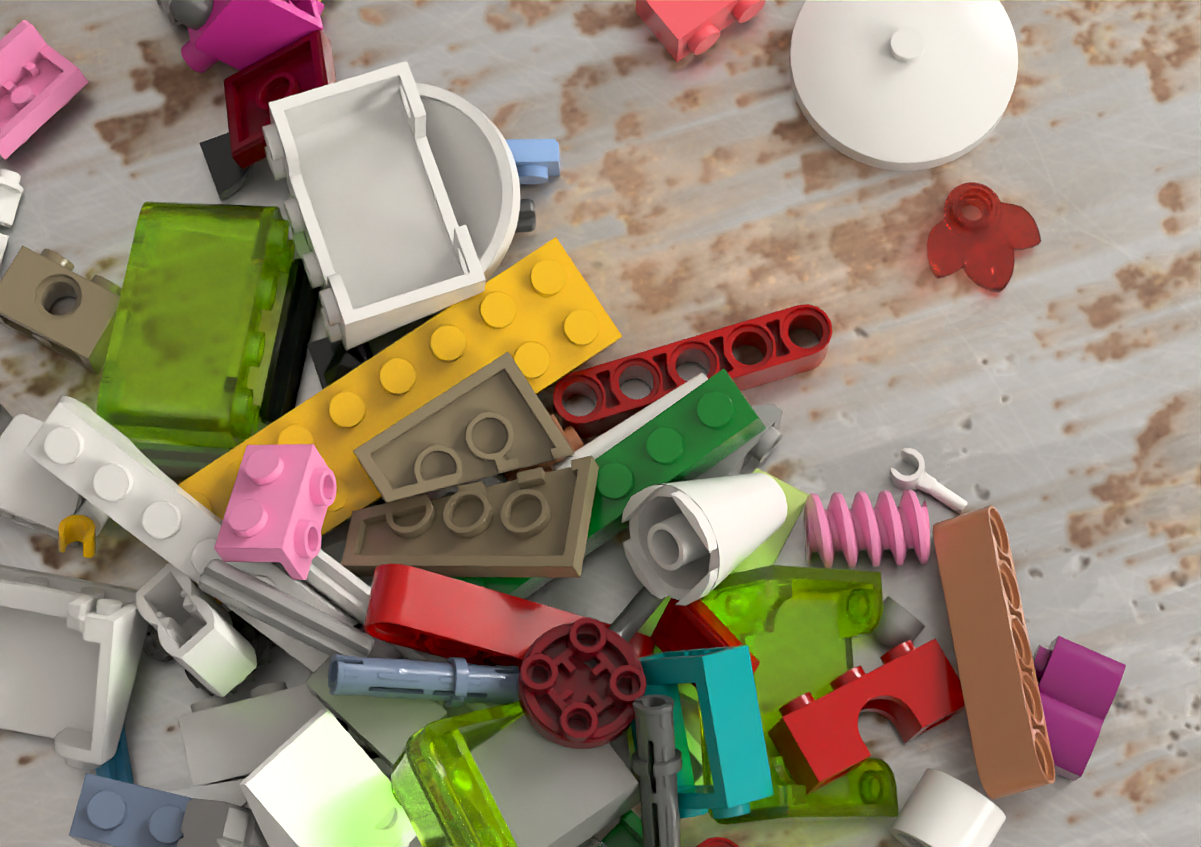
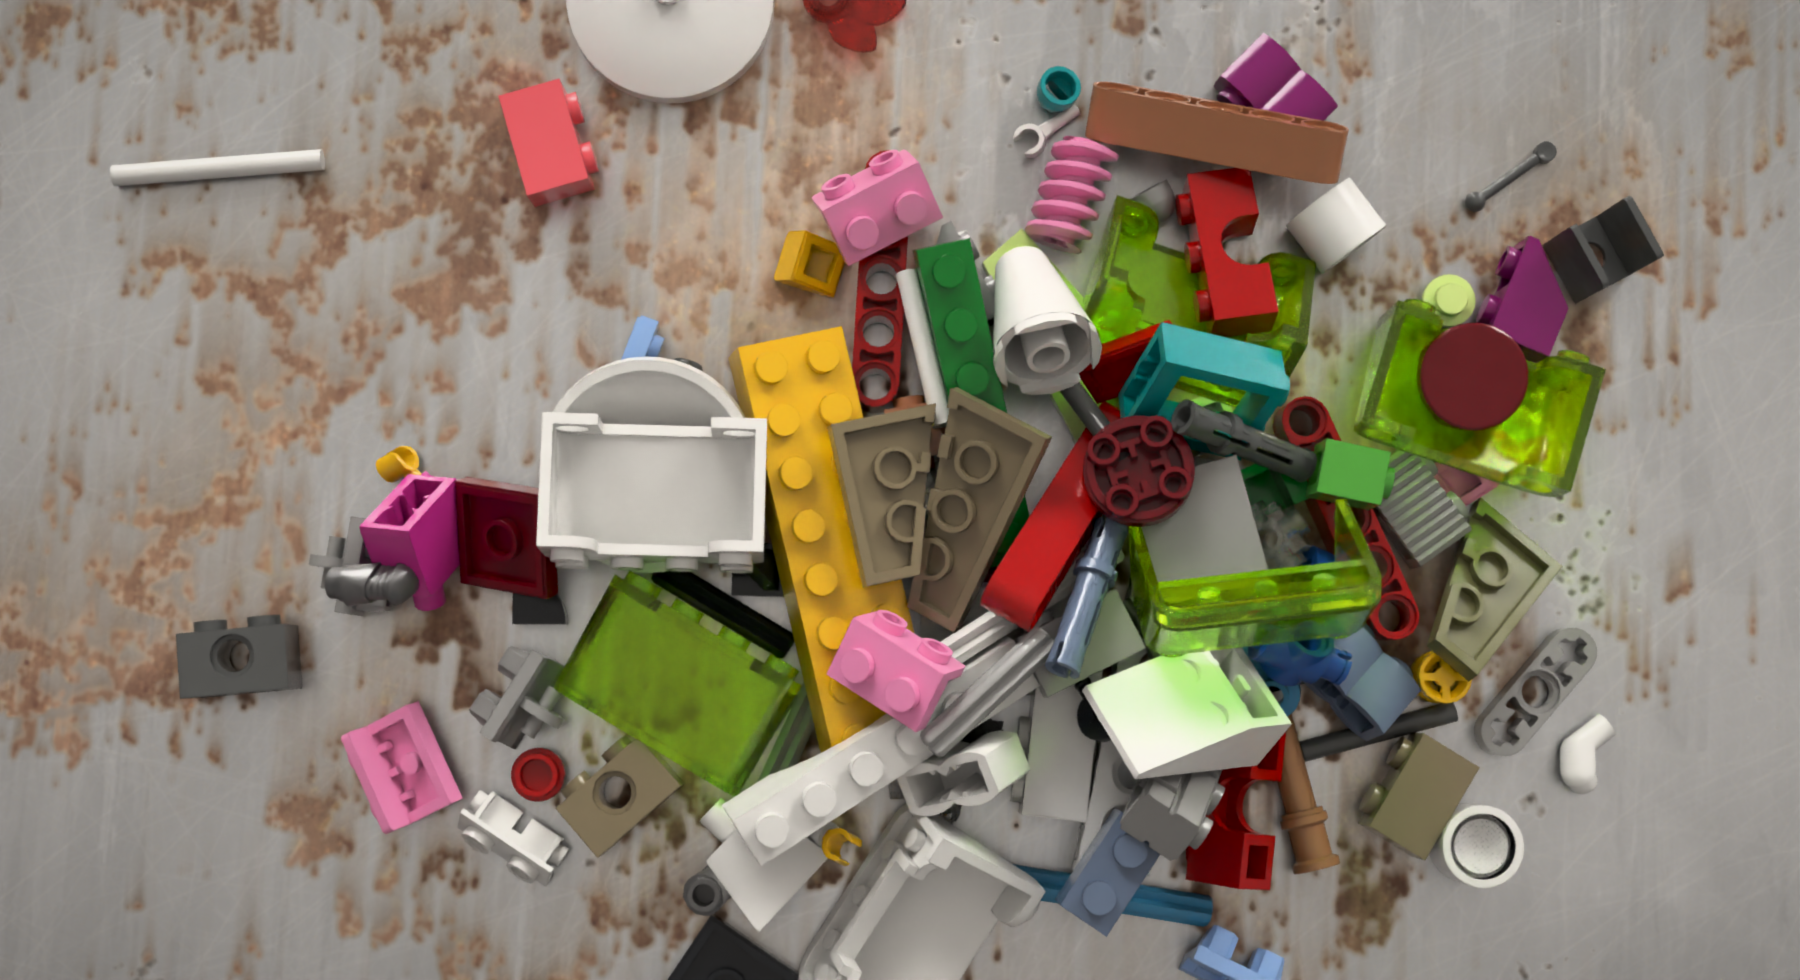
camera: 75 degrees left, 10 degrees up
(55, 225) = (538, 774): none -> red plate
(123, 181) = (525, 702): none -> light grey hips
(686, 299) = (810, 263): none -> yellow slope
(763, 325) = (877, 205): none -> bright pink bracket
(984, 480) = (1063, 84): none -> teal hinge

